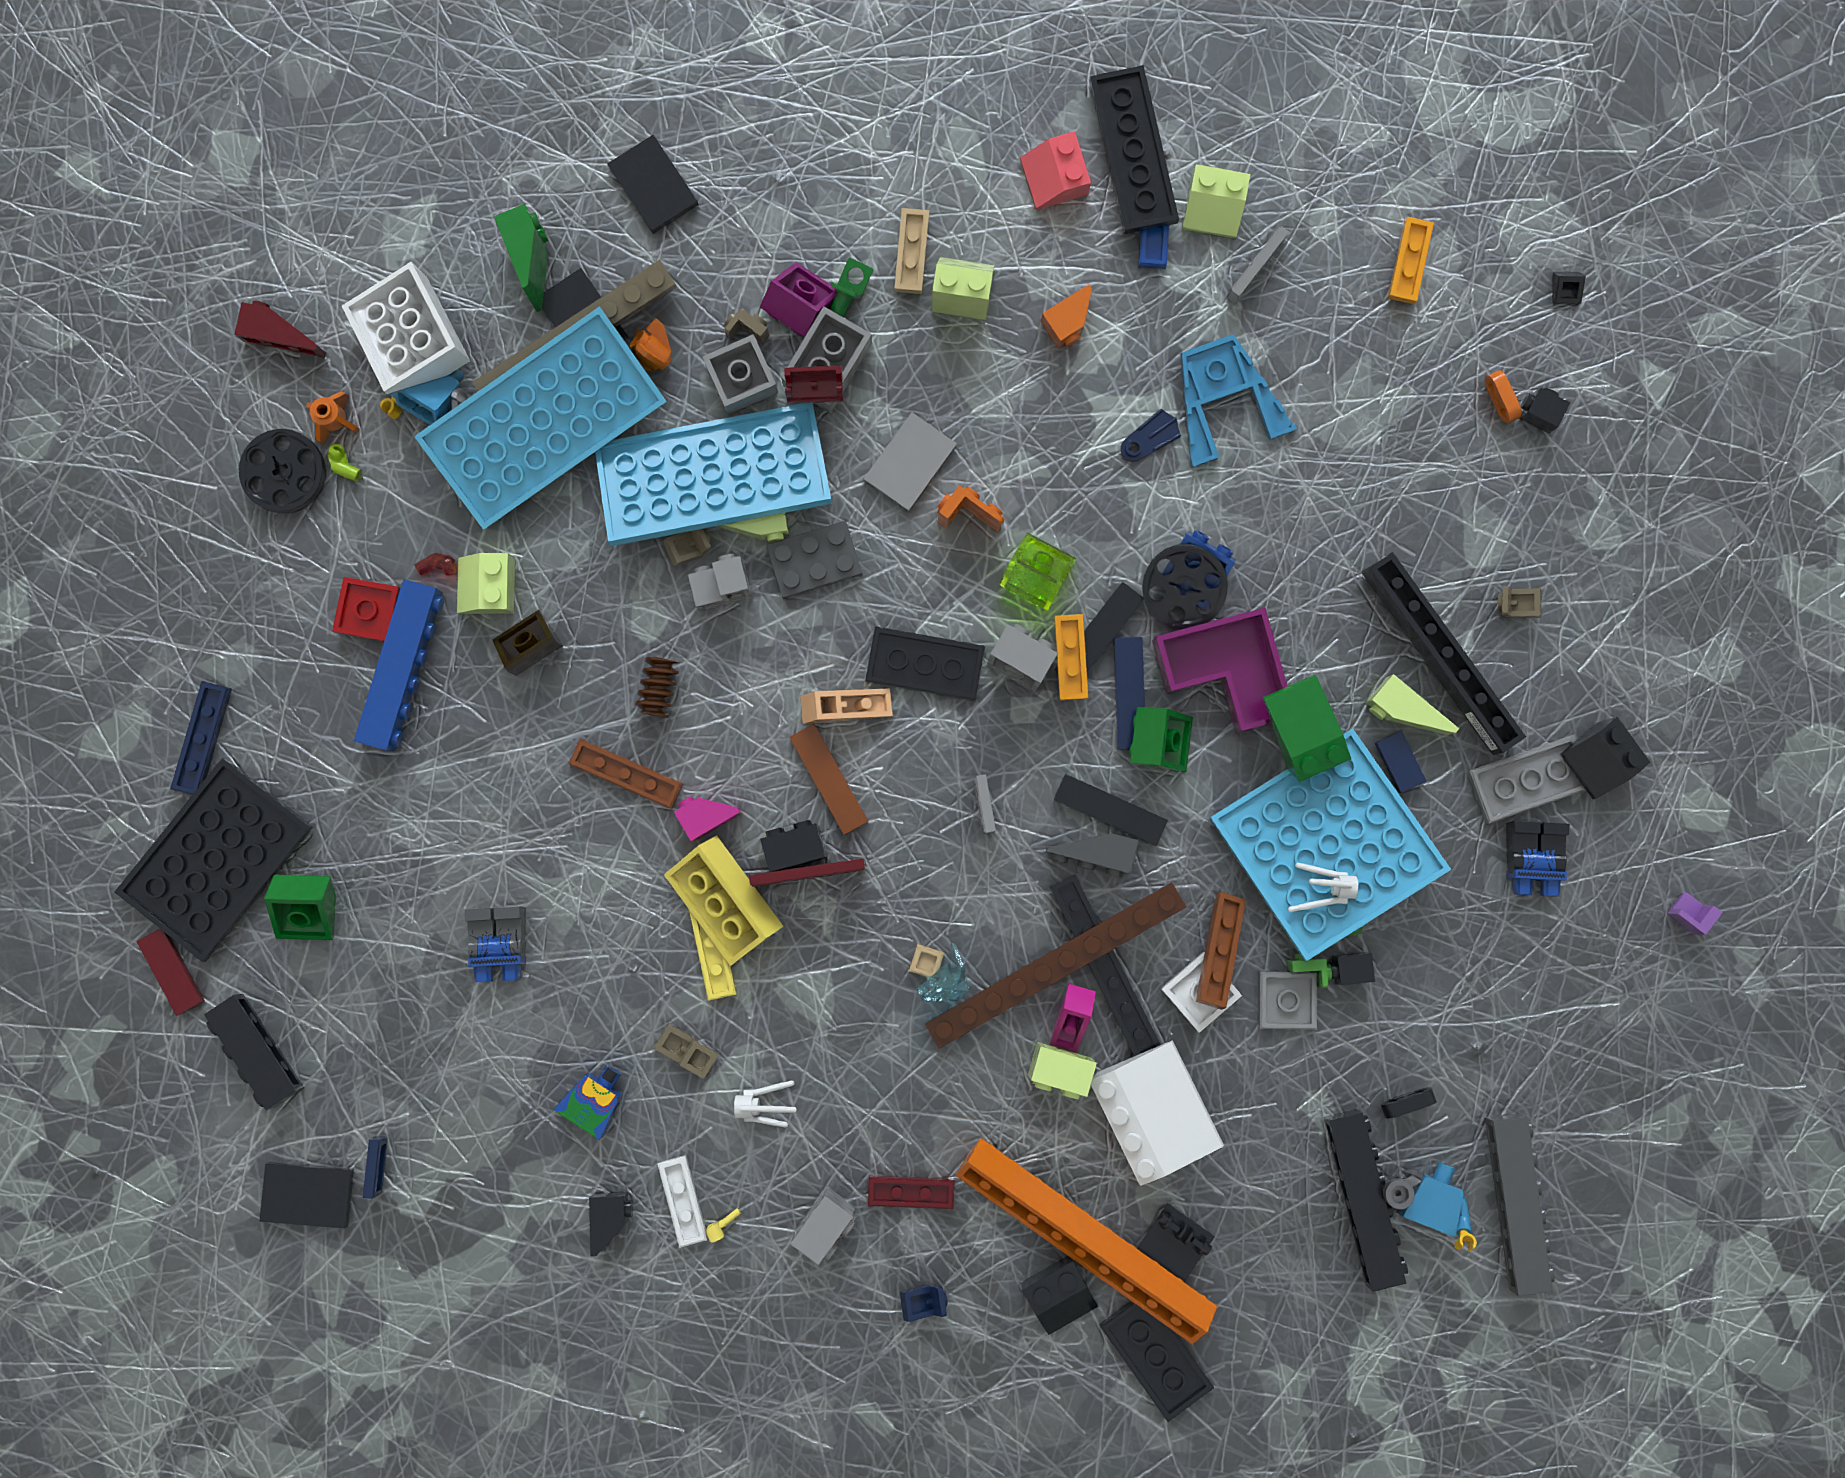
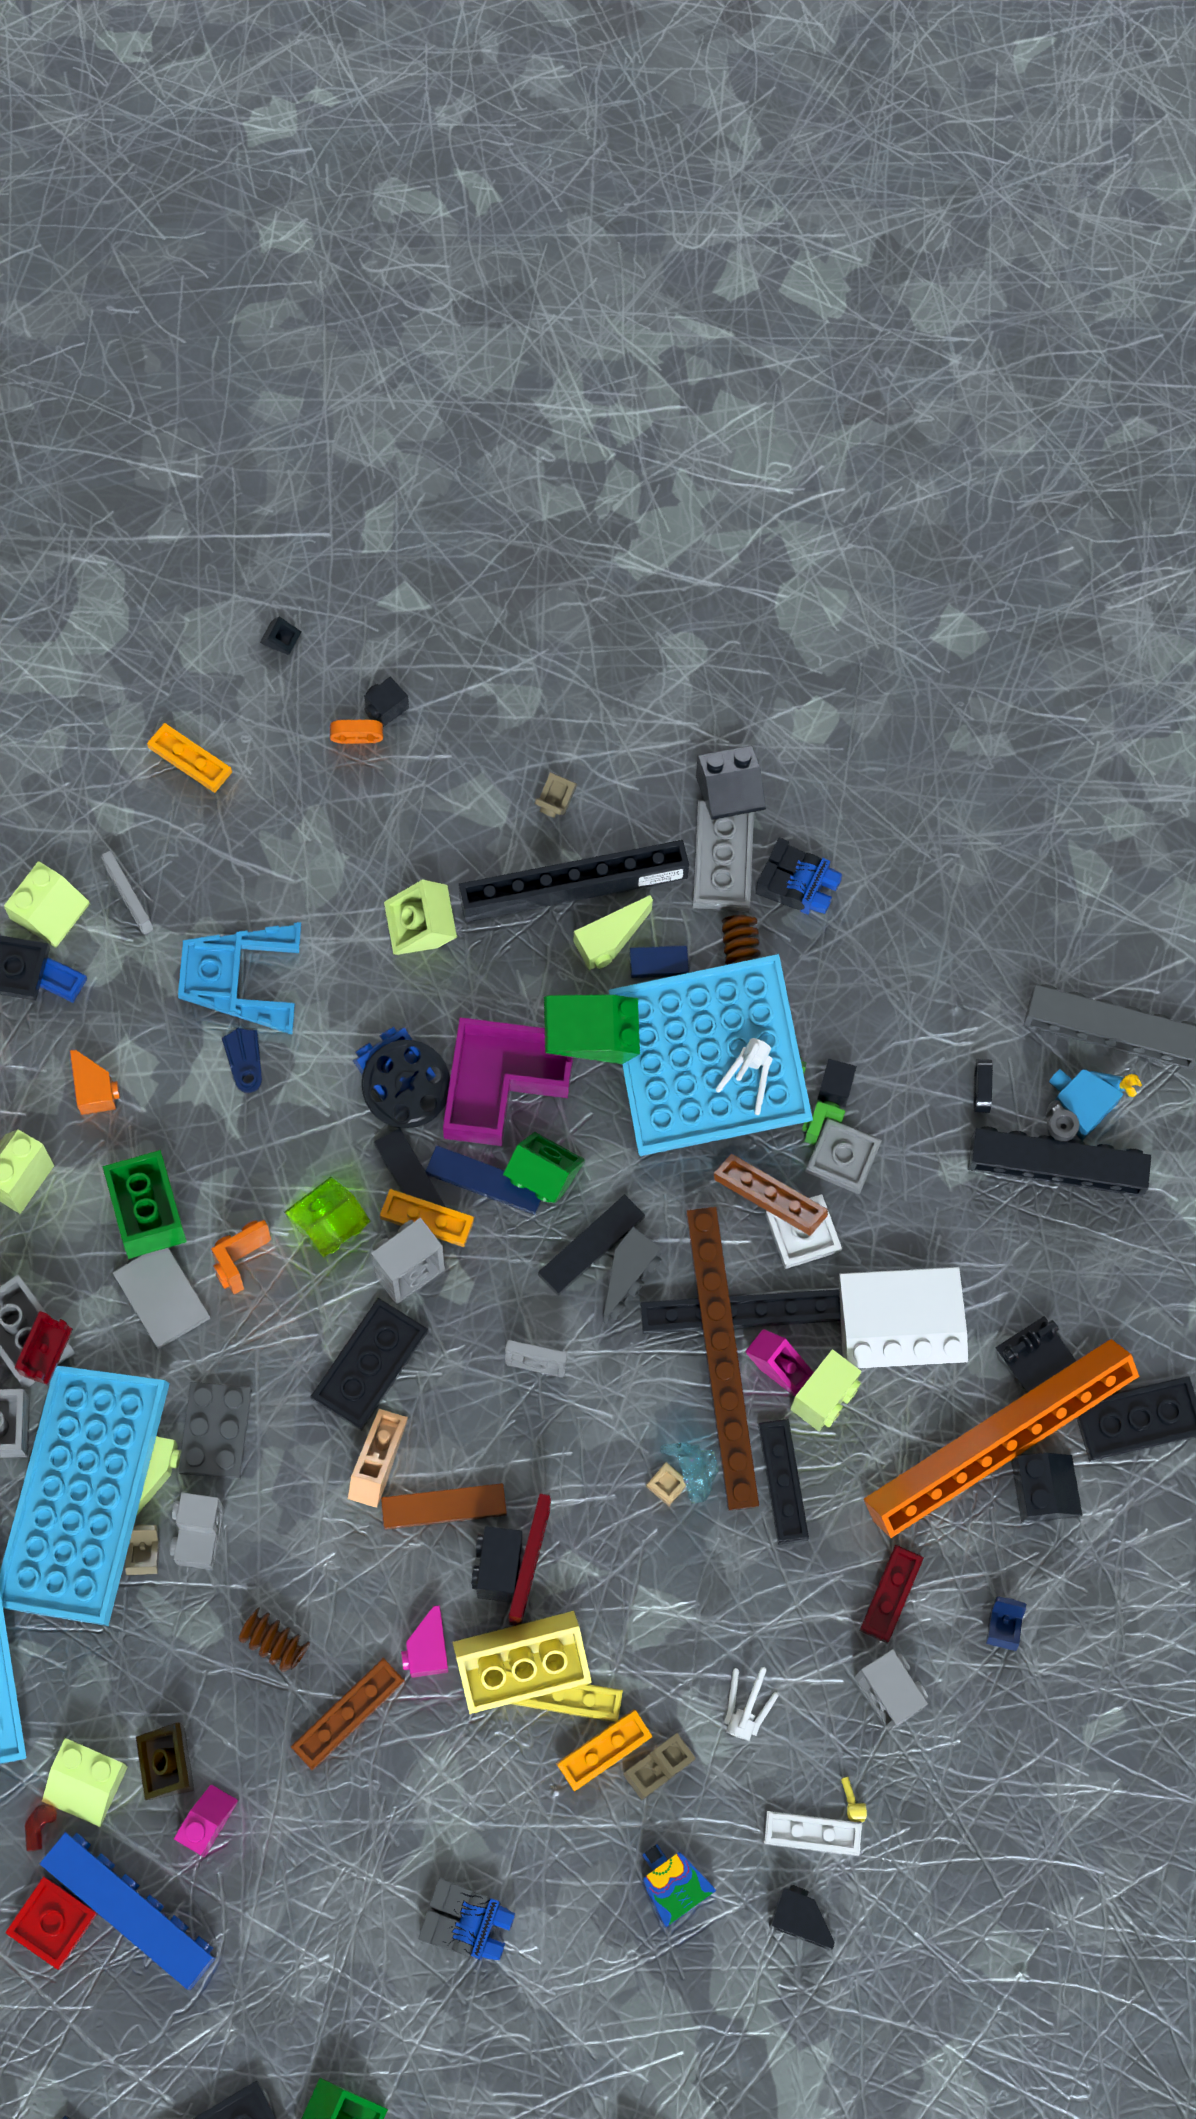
camera: 70 degrees left, 15 degrees down
(492, 696) = (206, 1820): none -> dark pink slope
(679, 999) = (604, 1750): none -> light orange plate
(970, 1061) = (783, 1481): none -> black tile
(979, 410) = (144, 1204): none -> green brick
(1347, 532) = (420, 918): none -> yellowish green slope
(1451, 827) = (738, 938): none -> reddish brown piece
(1693, 914) = (906, 769): medium lavender panel -> none

